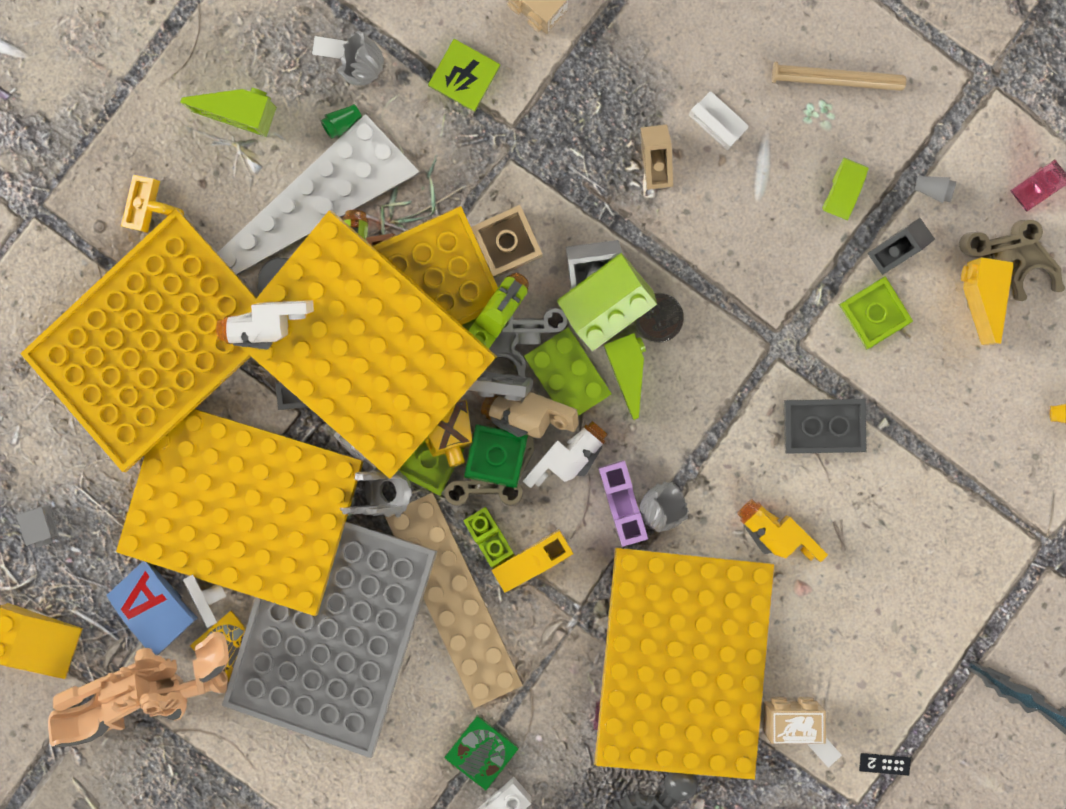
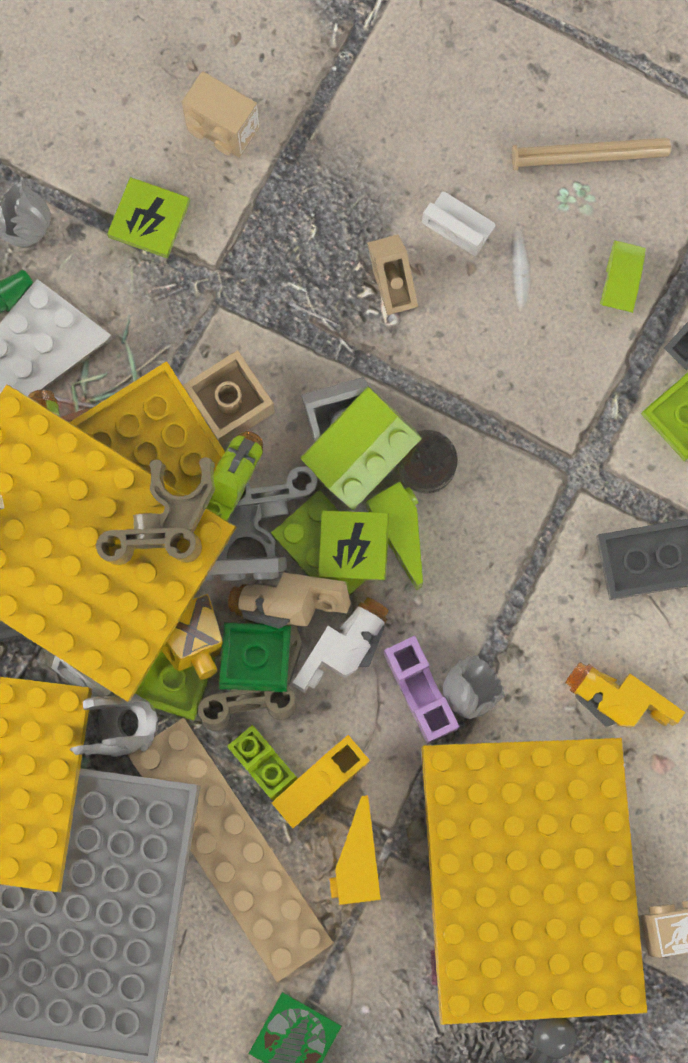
camera: 10 degrees left, 10 degrees down
(439, 353) = (167, 528): none -> dark tan piece
(549, 632) = (357, 866): none -> yellow slope
(588, 379) = (353, 545): none -> lime tile

